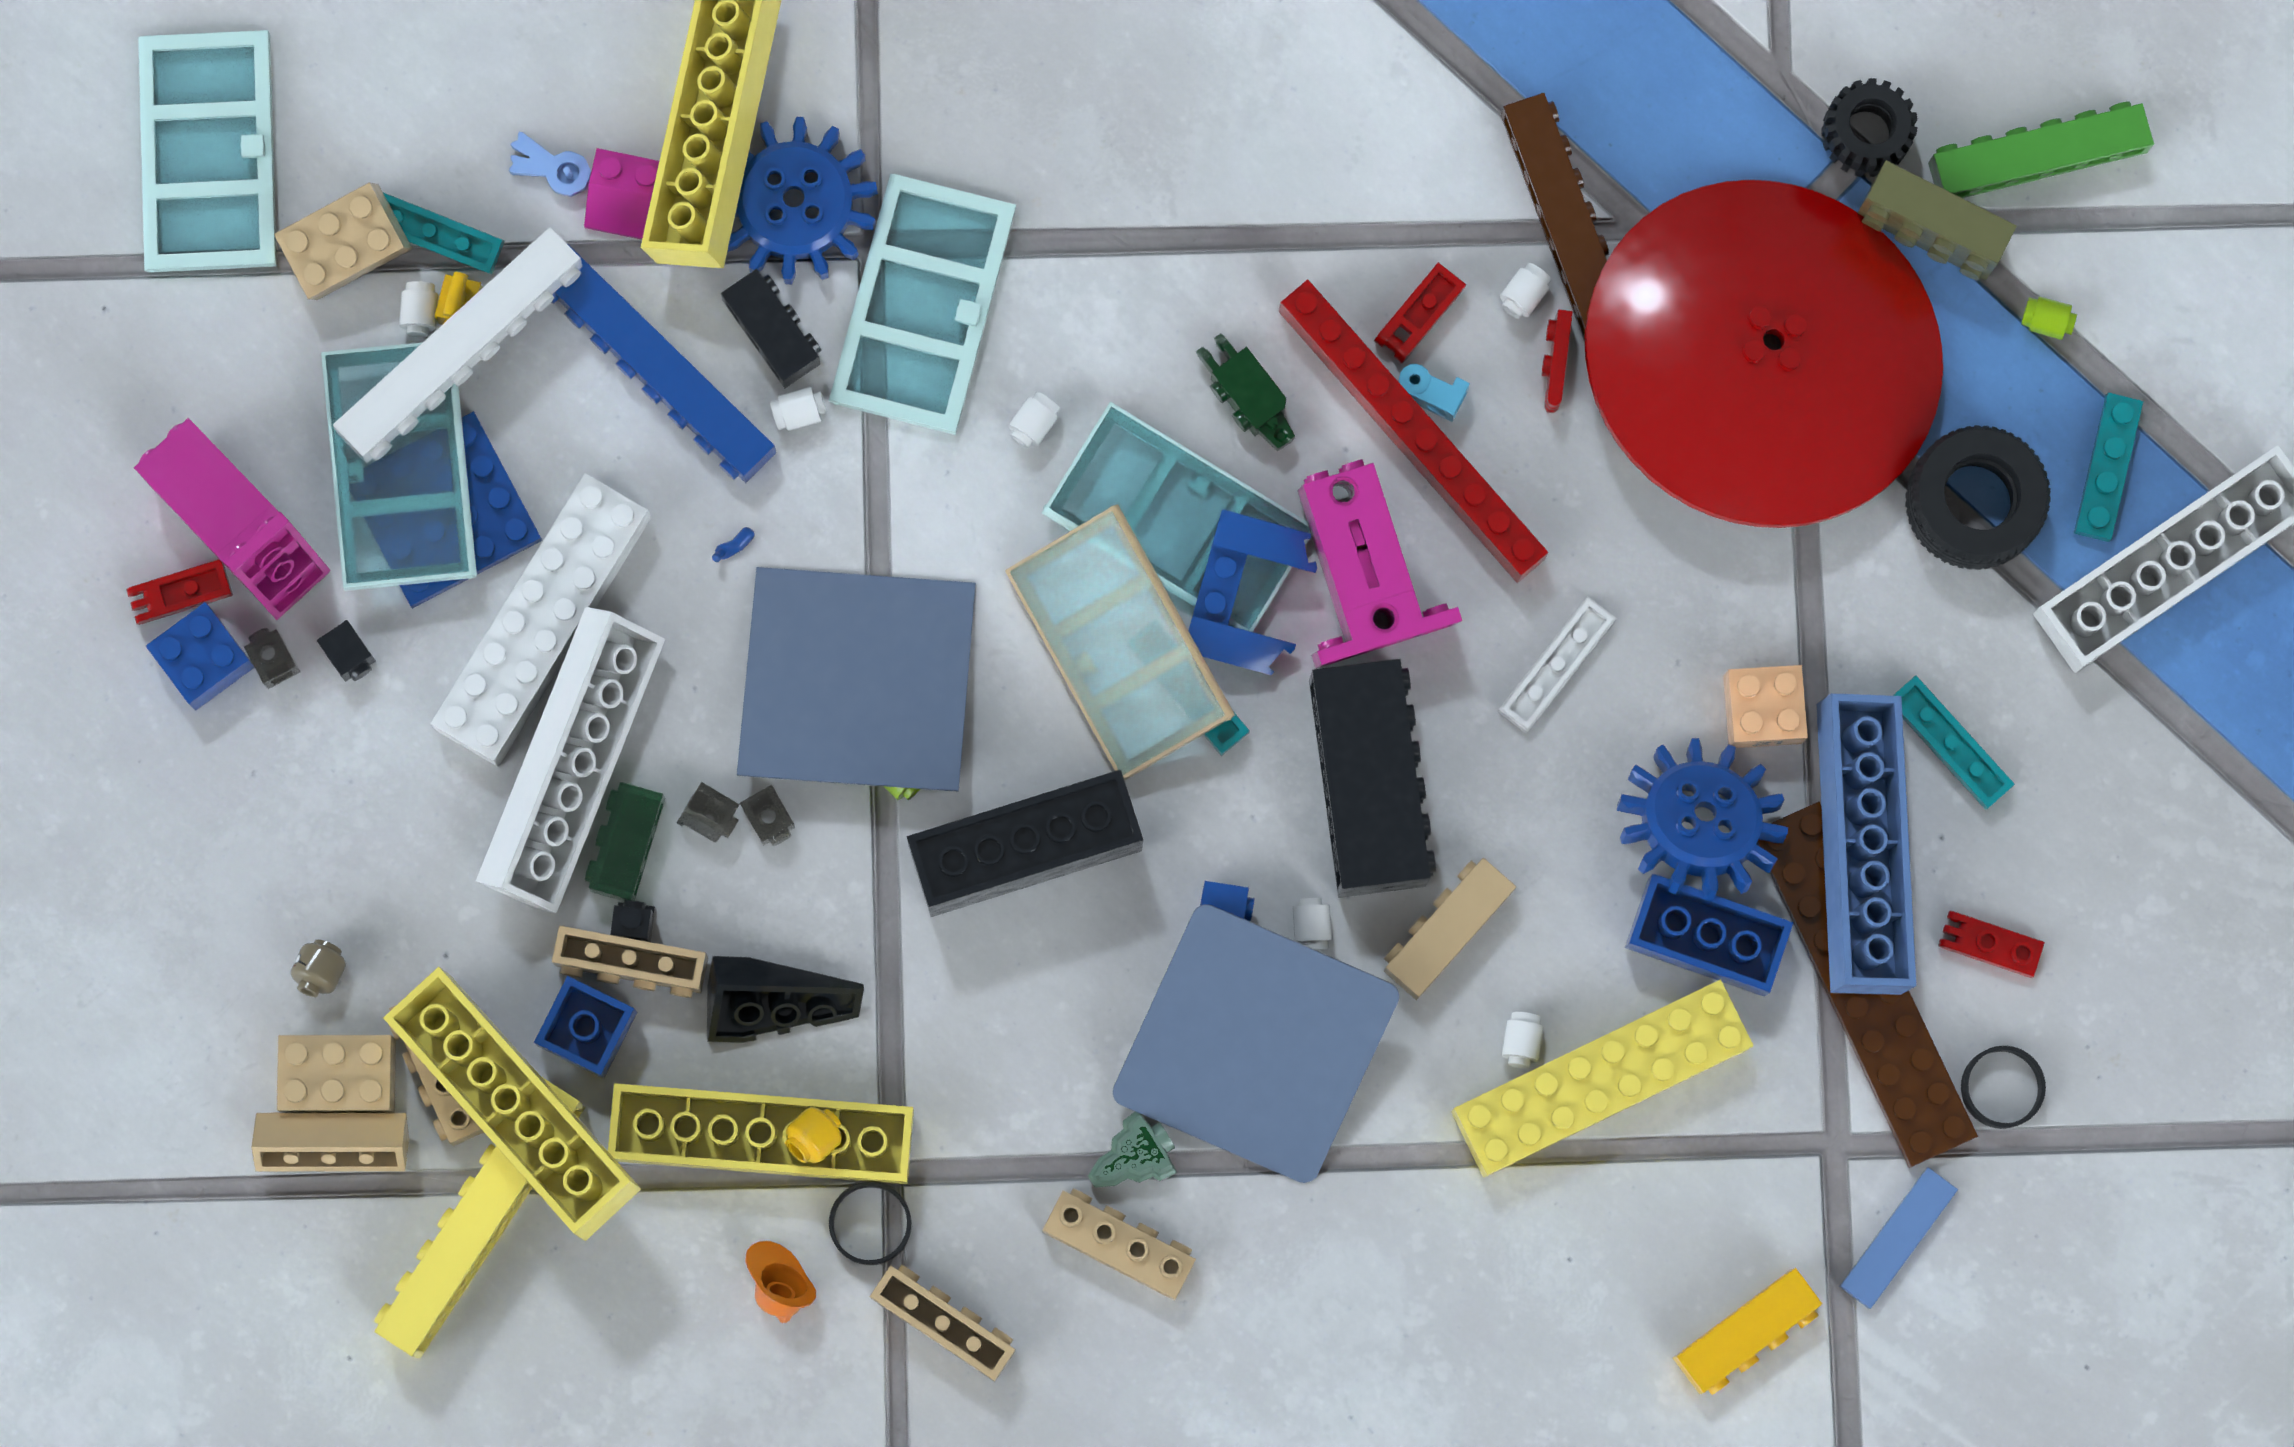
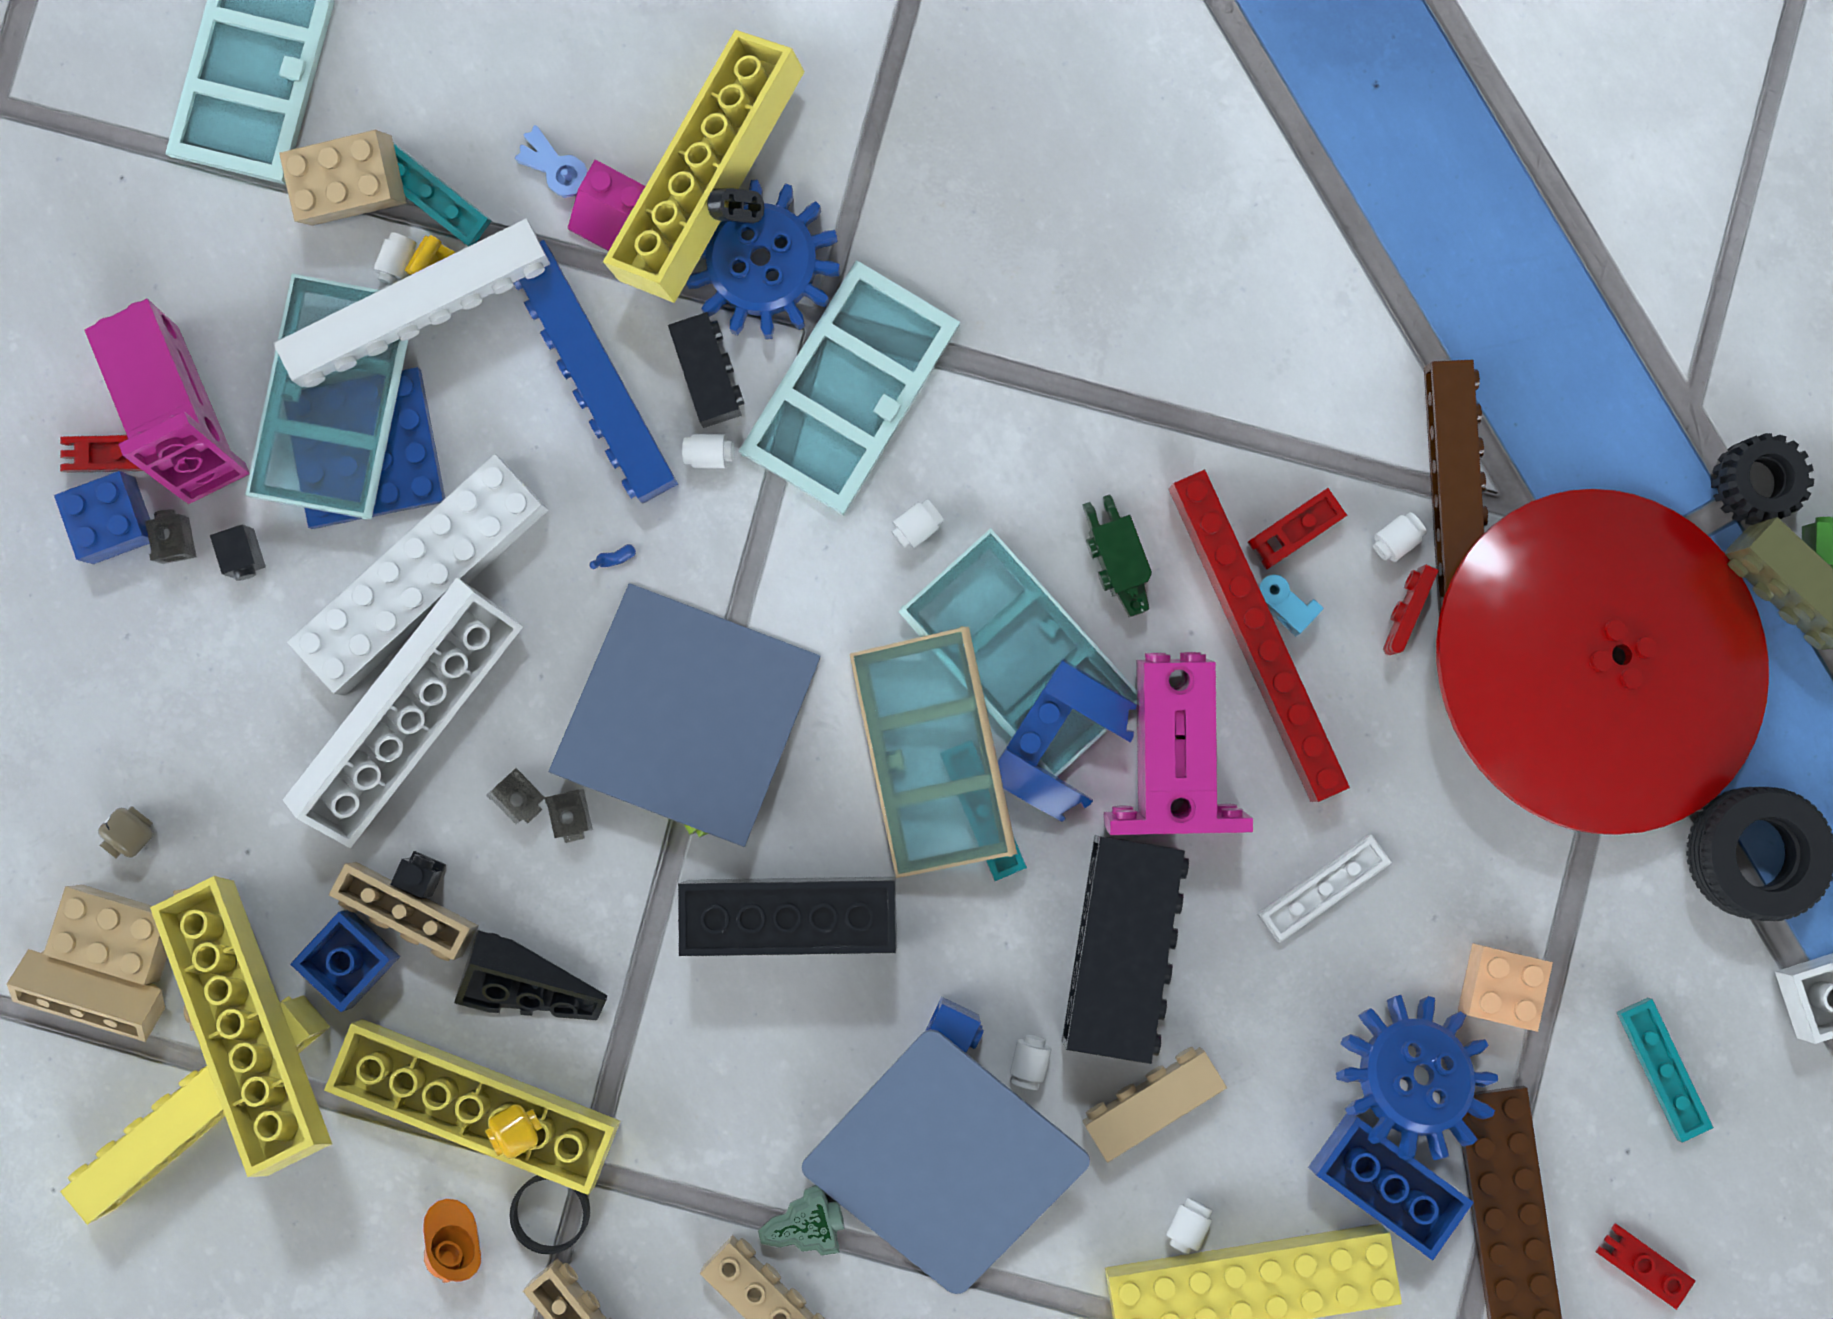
camera: 25 degrees right, 5 degrees up
(625, 842) = (433, 800): clear green brick -> none
(758, 158) = (736, 209): none -> black beam
(1866, 844) = (1562, 1149): medium blue brick -> none

